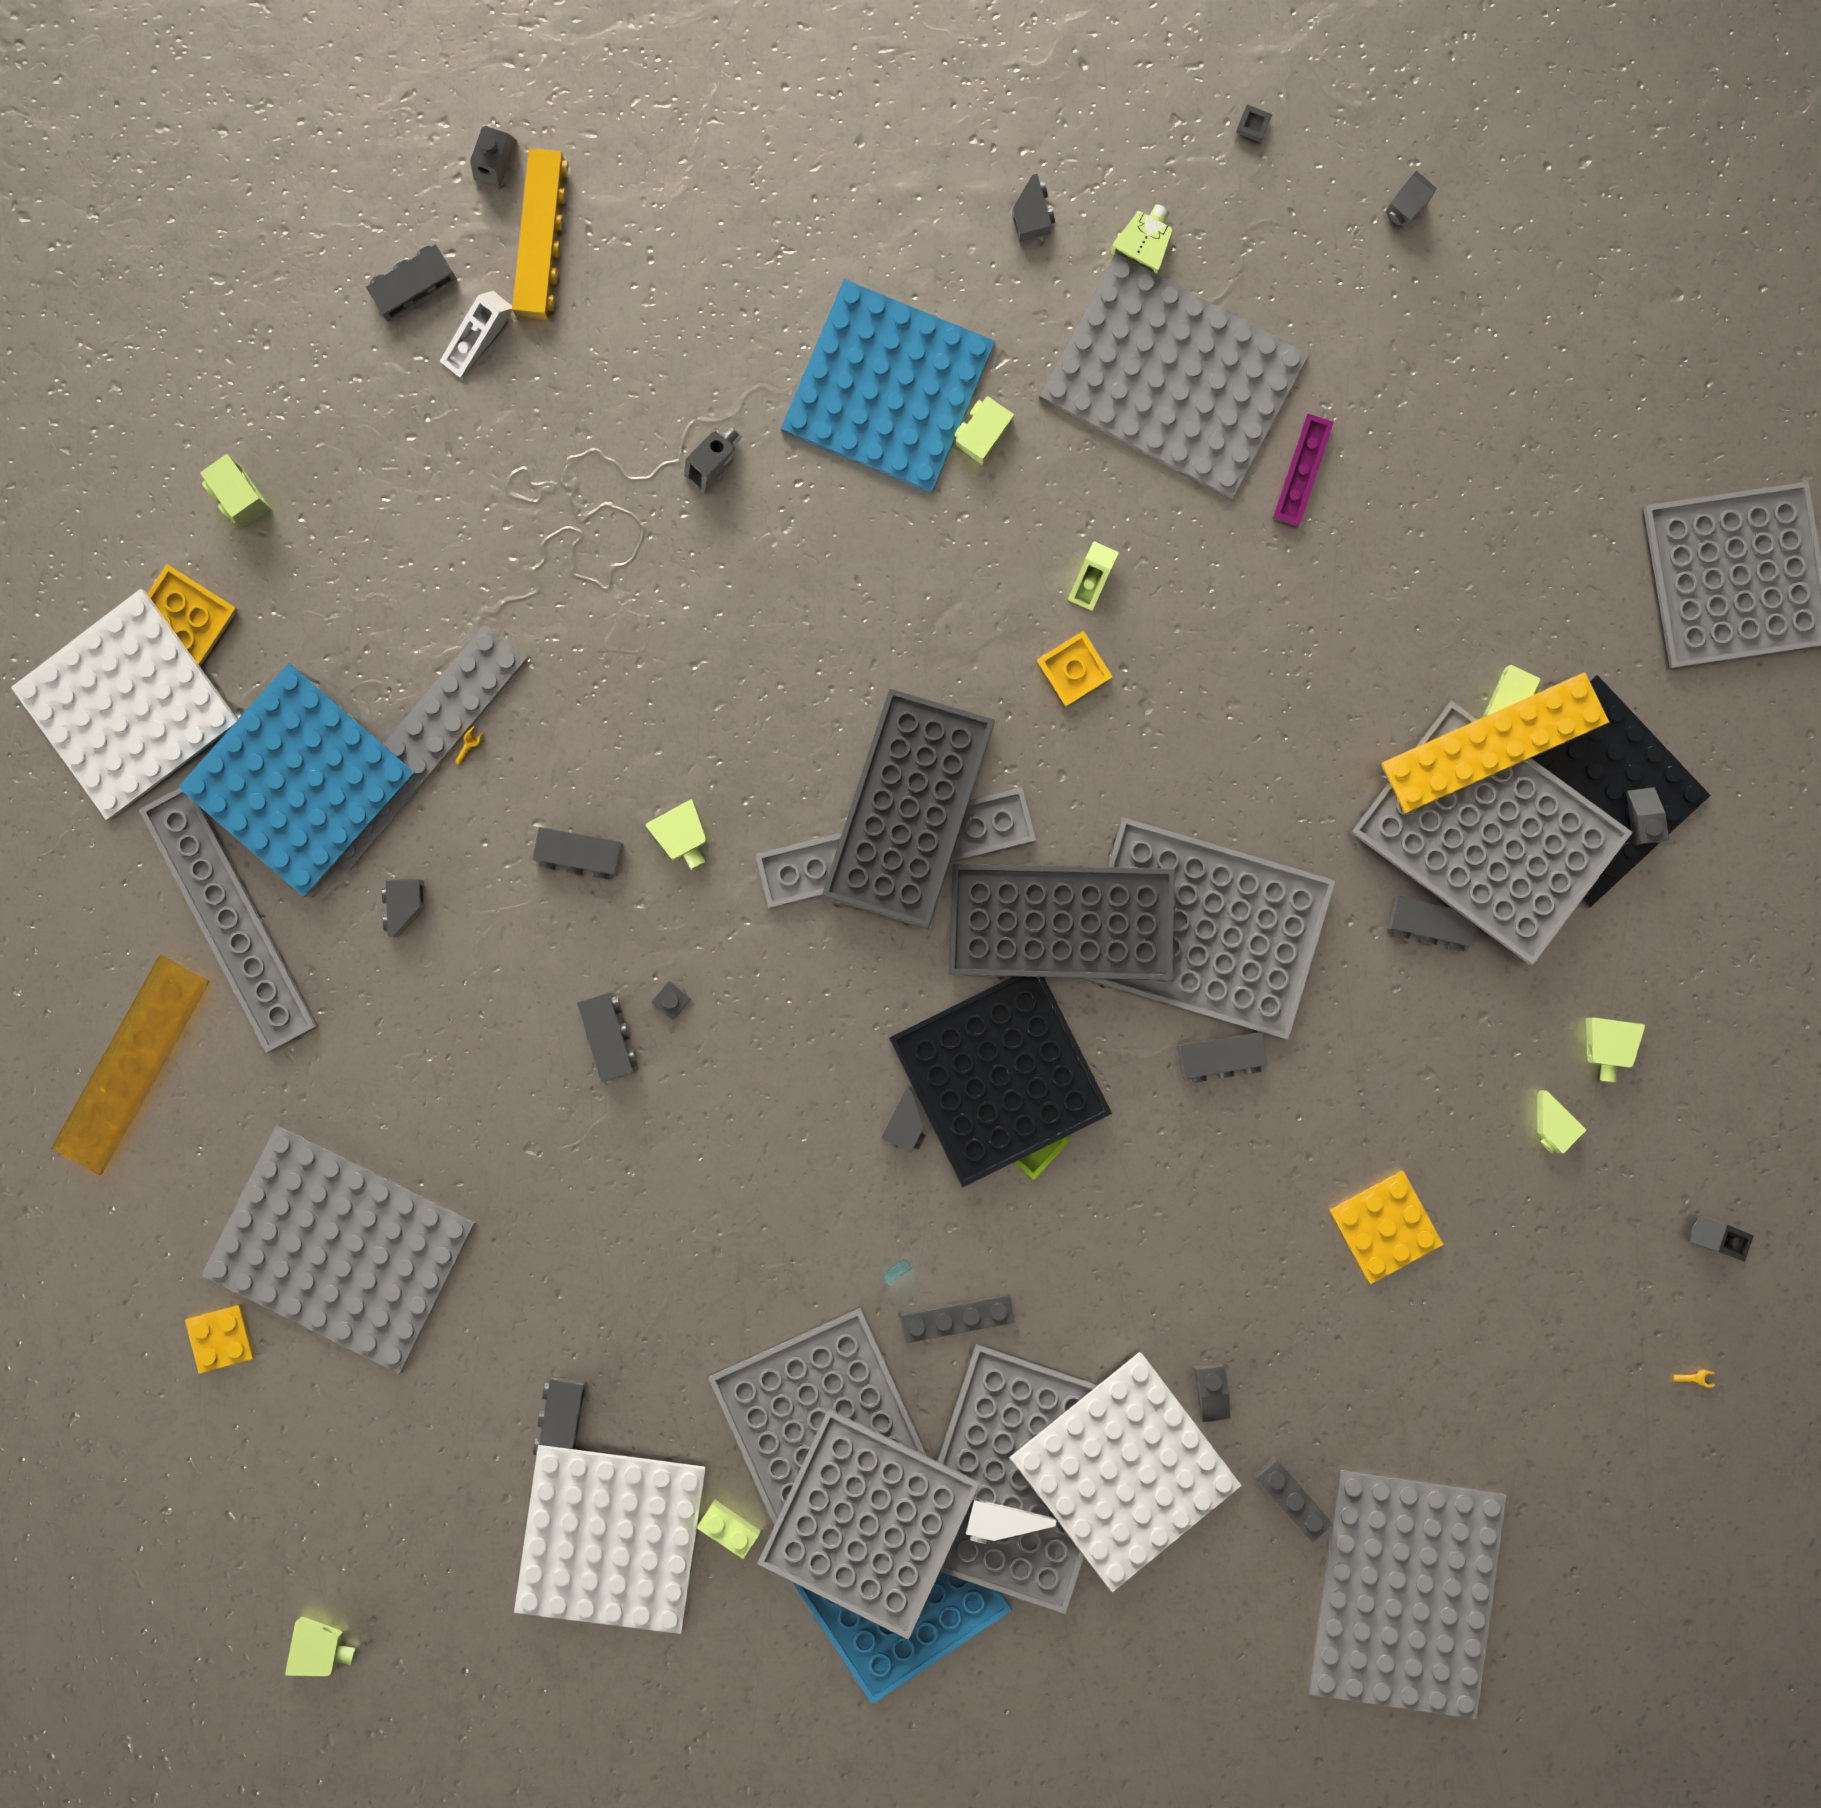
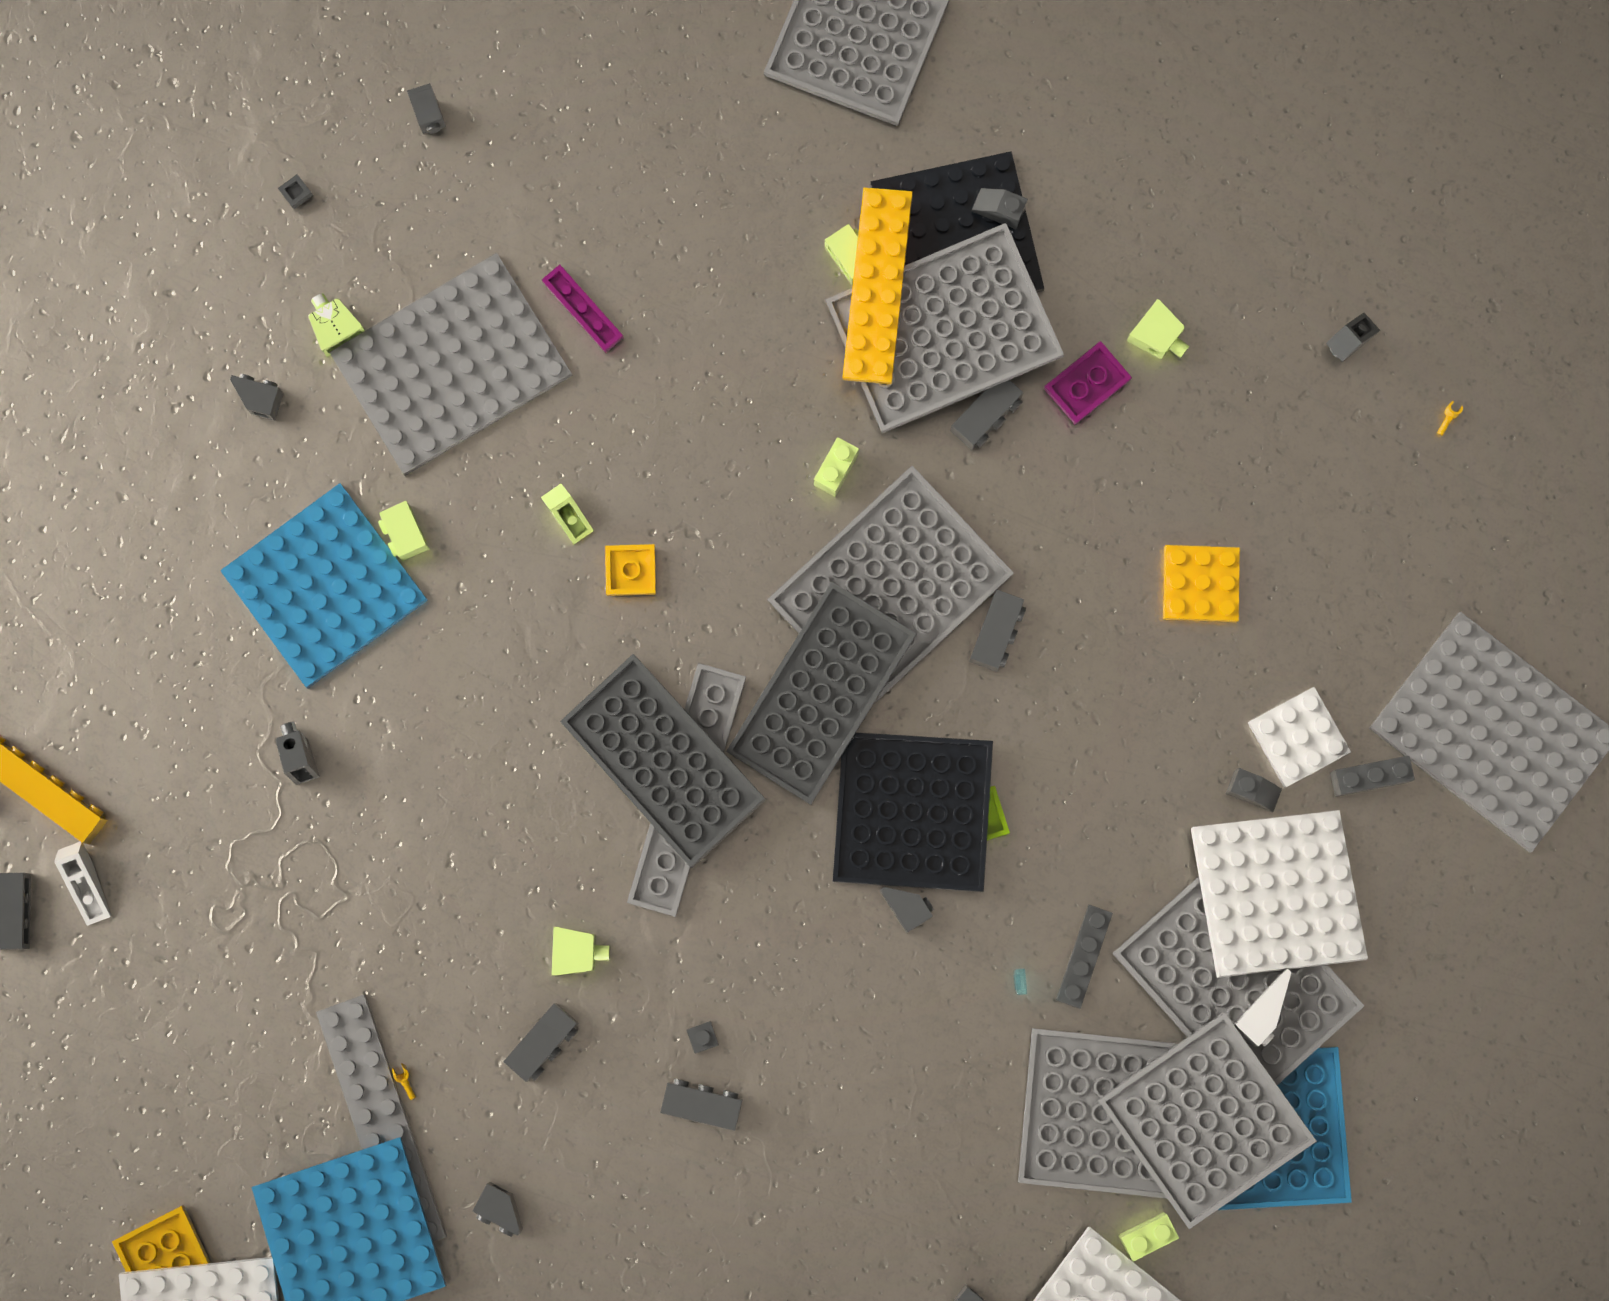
camera: 60 degrees left, 5 degrees down
(235, 491) = (94, 1150): yellowish green brick -> none
(1290, 1407) = (1299, 737): none -> white plate
(1291, 807) = (836, 467): none -> yellowish green brick
(1520, 1004) = (1087, 383): none -> magenta plate
(1556, 1124) = (1195, 409): yellowish green slope -> none

